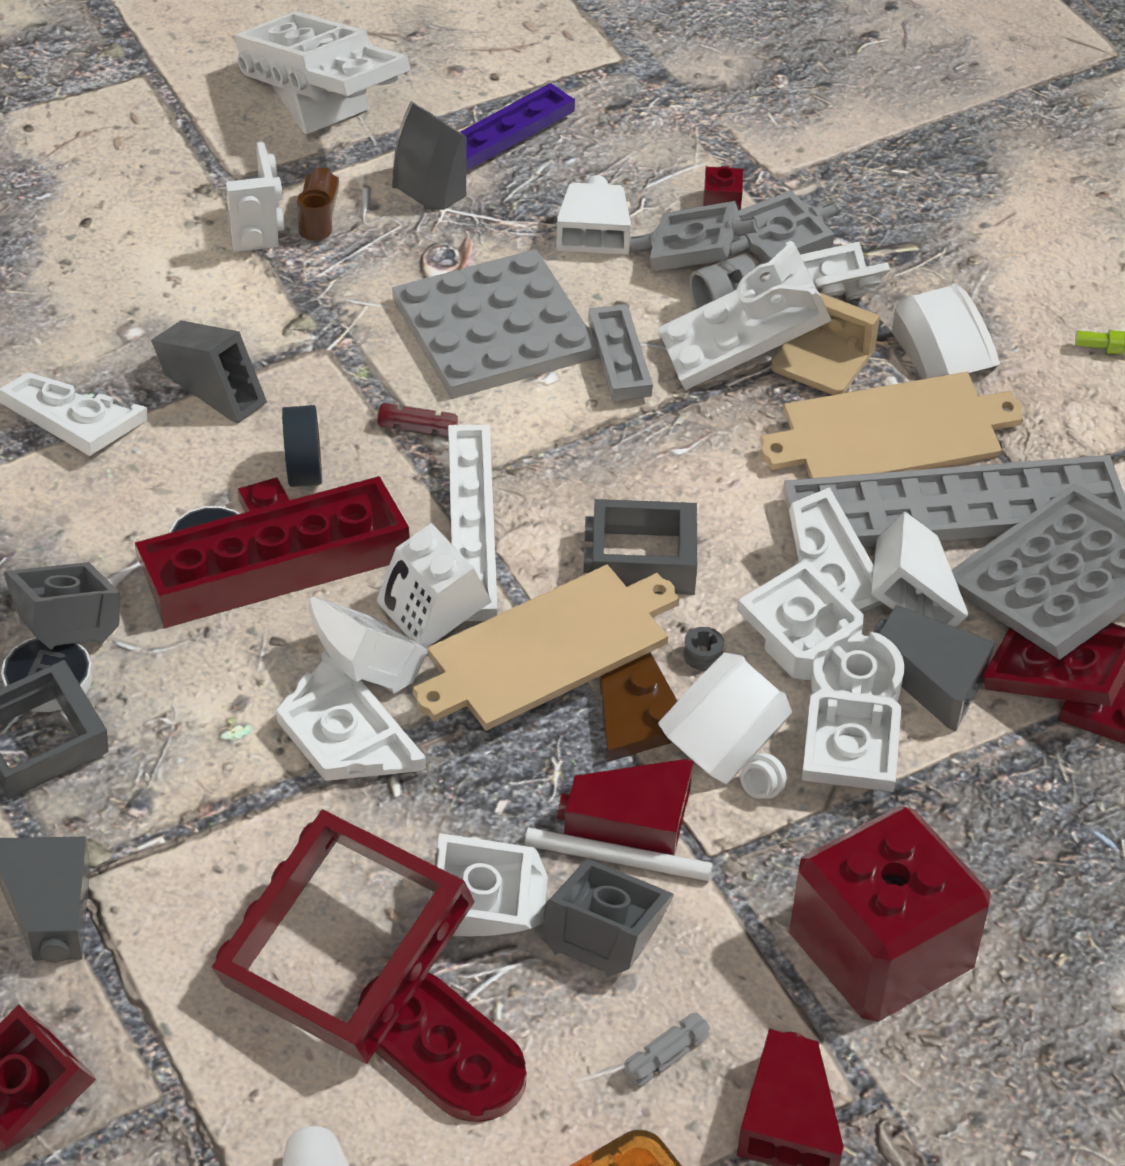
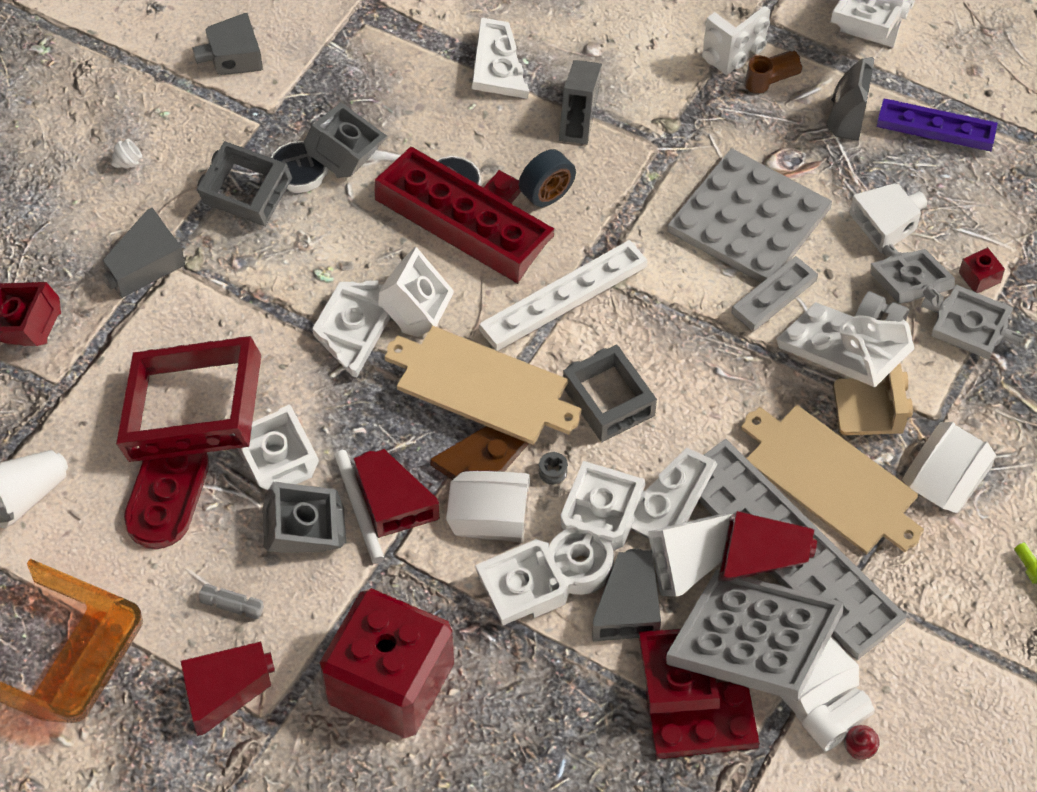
camera: 60 degrees right, 10 degrees up
(415, 419) = (629, 223): dark red axle -> none
(430, 587) = (483, 303): white slope -> none
(763, 776) = (469, 550): white plate -> none
(843, 271) = (948, 369): white bracket -> none
(965, 510) = (763, 546): none -> dark red slope

